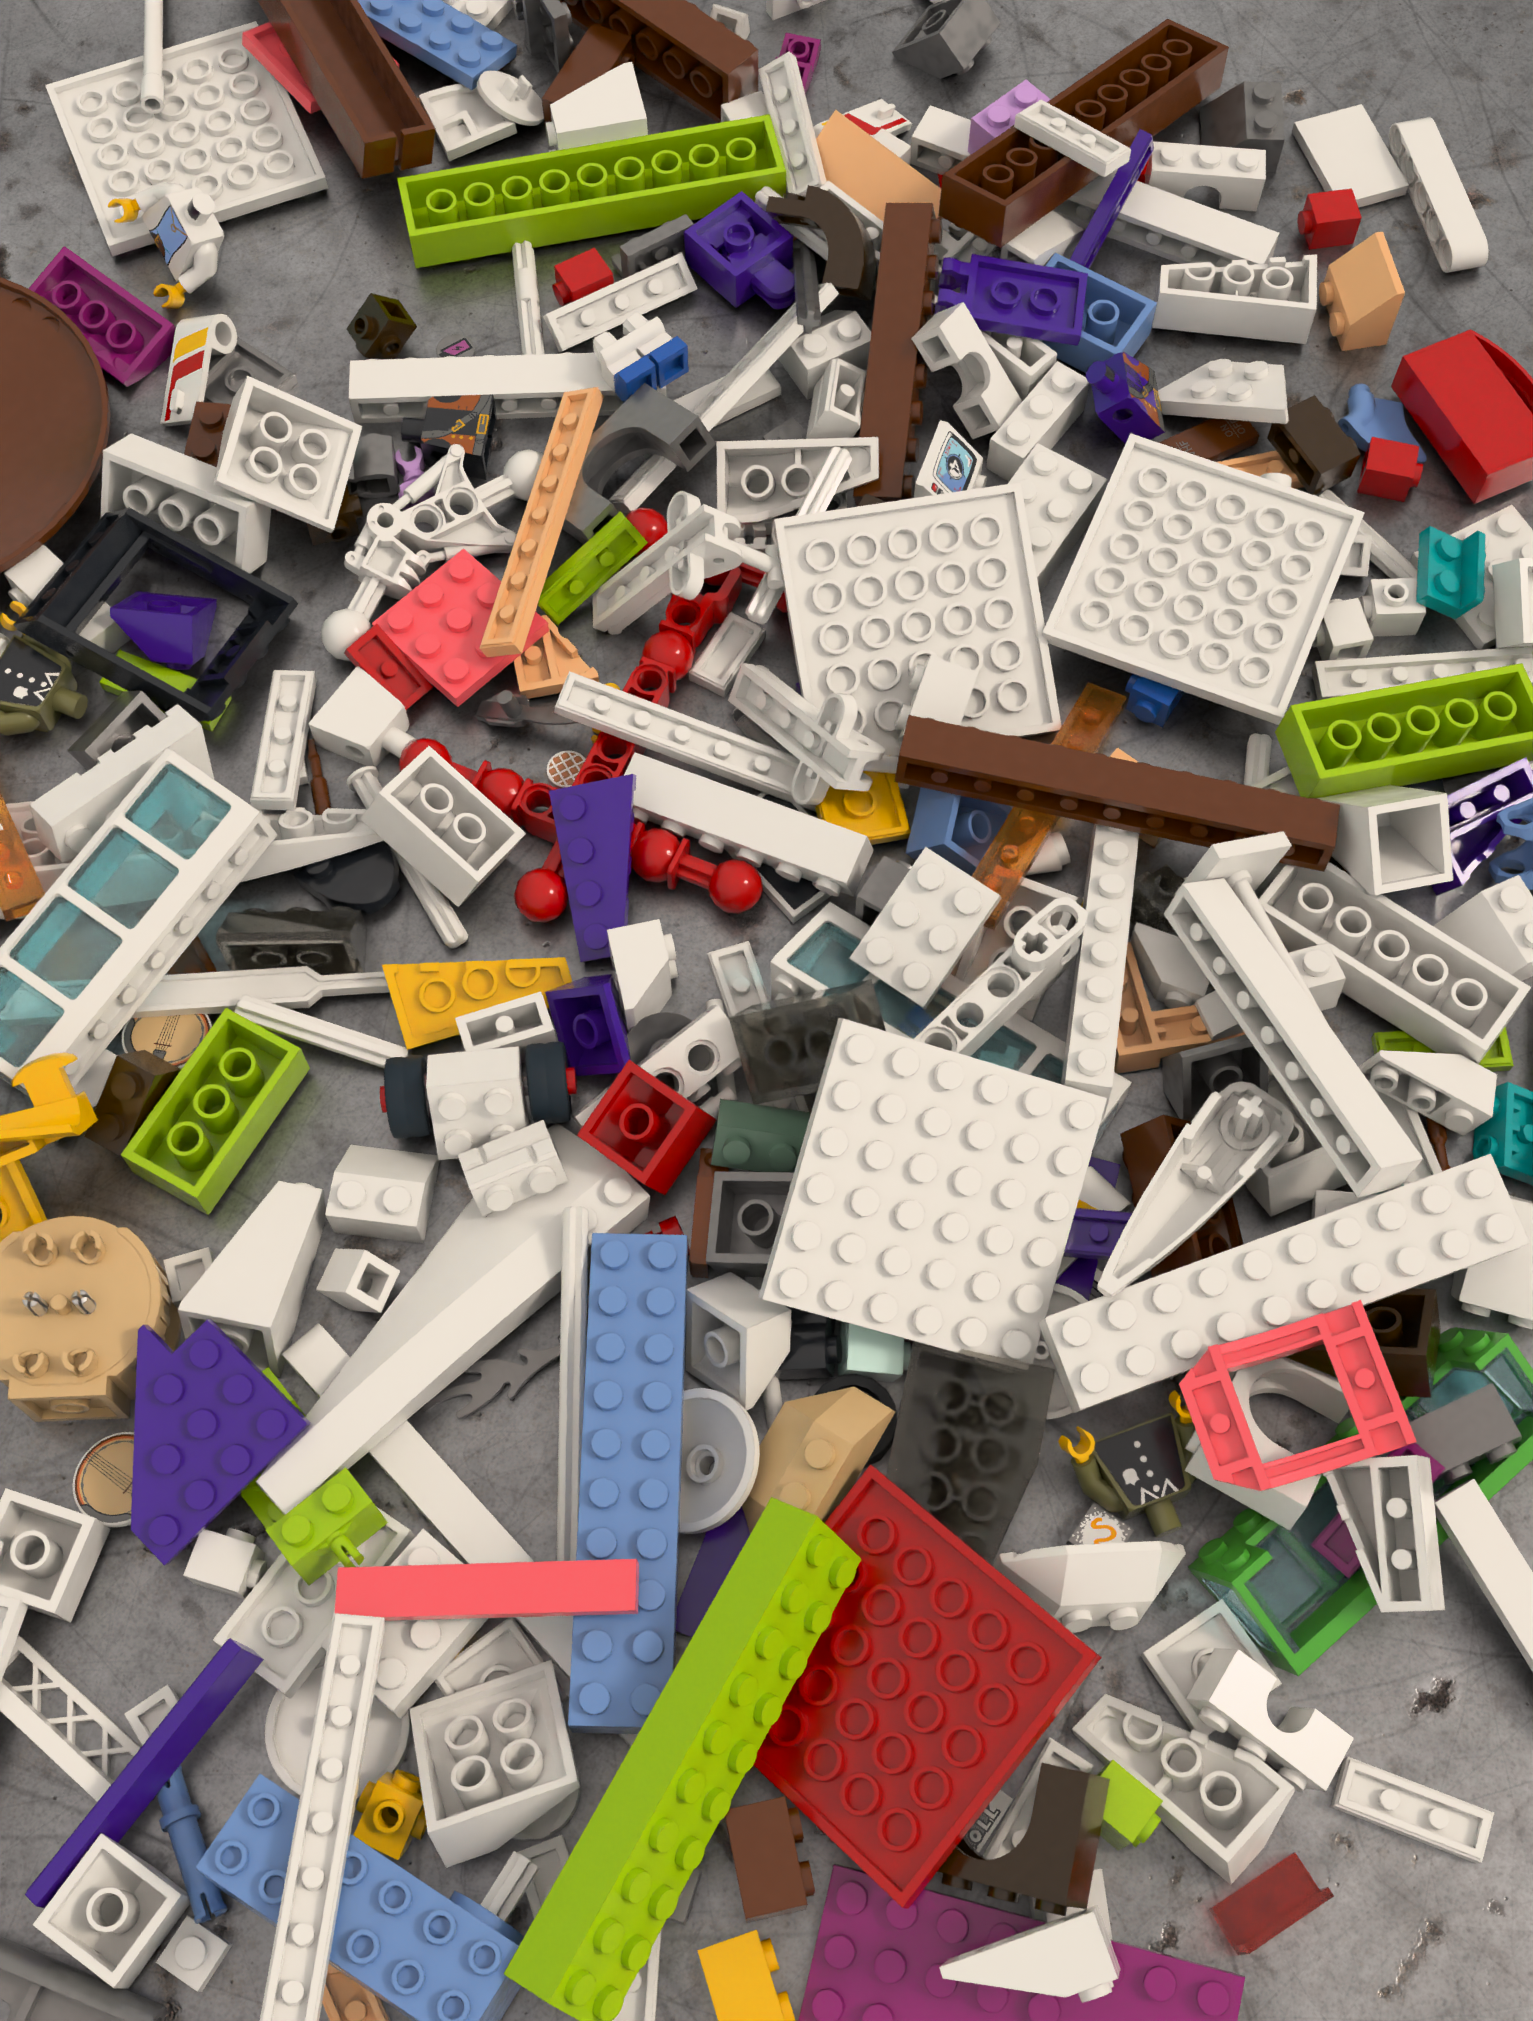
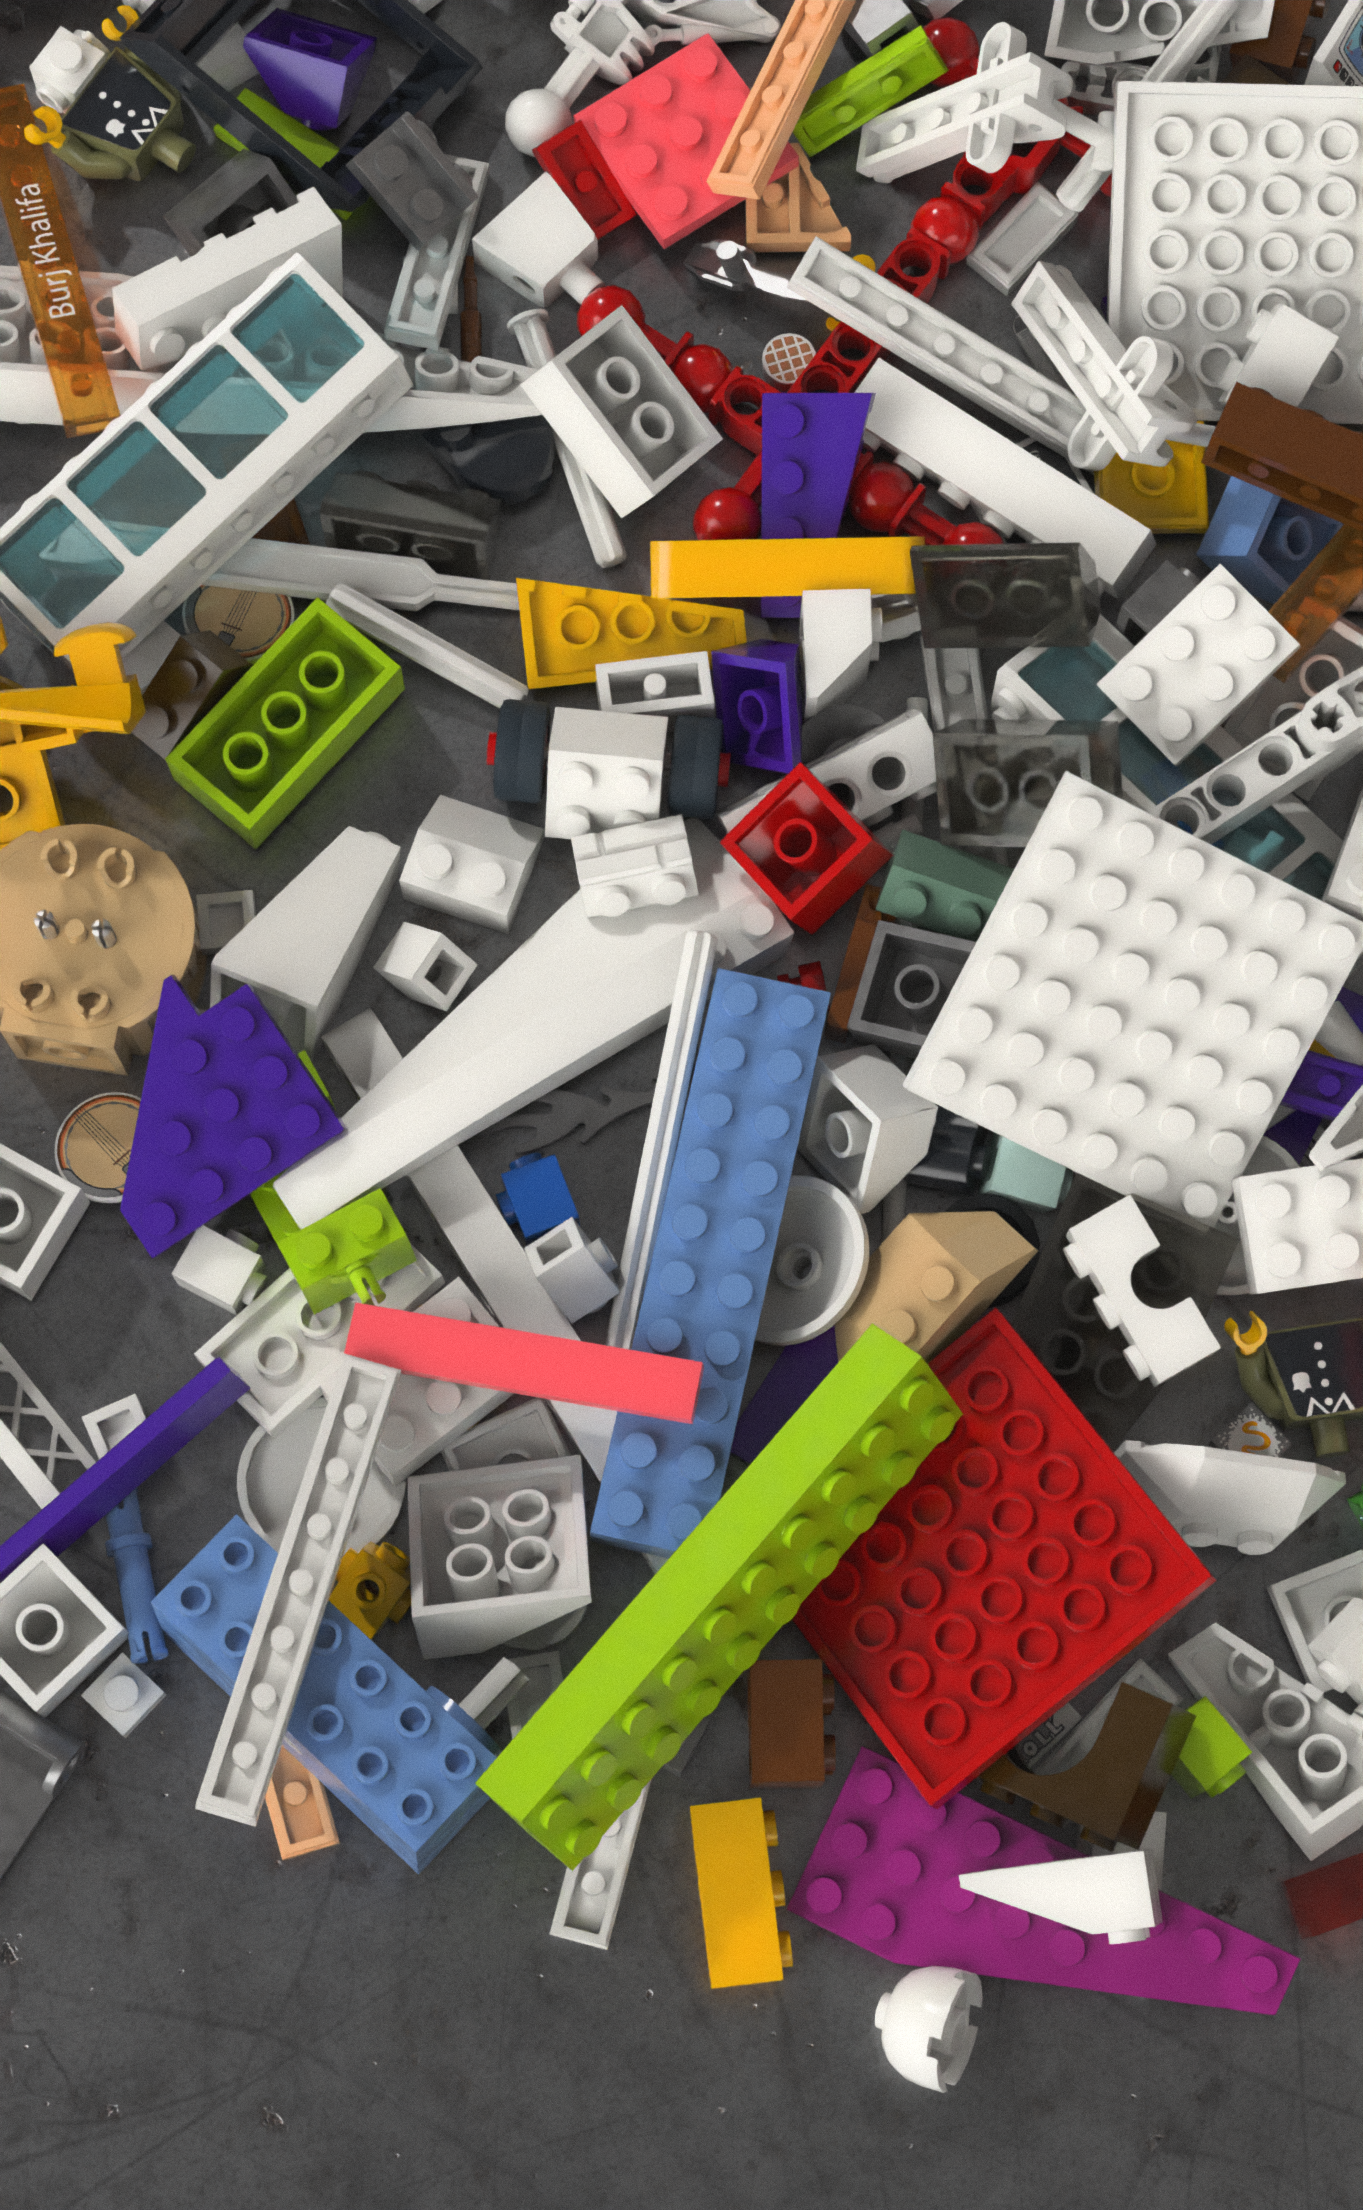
camera: 10 degrees right, 10 degrees up
(255, 687) = (413, 179): none -> flat silver bracket
(480, 1452) = (535, 1196): none -> blue brick
(519, 1504) = (573, 1269): none -> white brick
(590, 916) = (781, 566): none -> yellow beam
(689, 937) = (899, 615): none -> white plate
(765, 903) = (1006, 595): none -> clear smoke slope
(1010, 1463) = (1159, 1339): none -> white arch

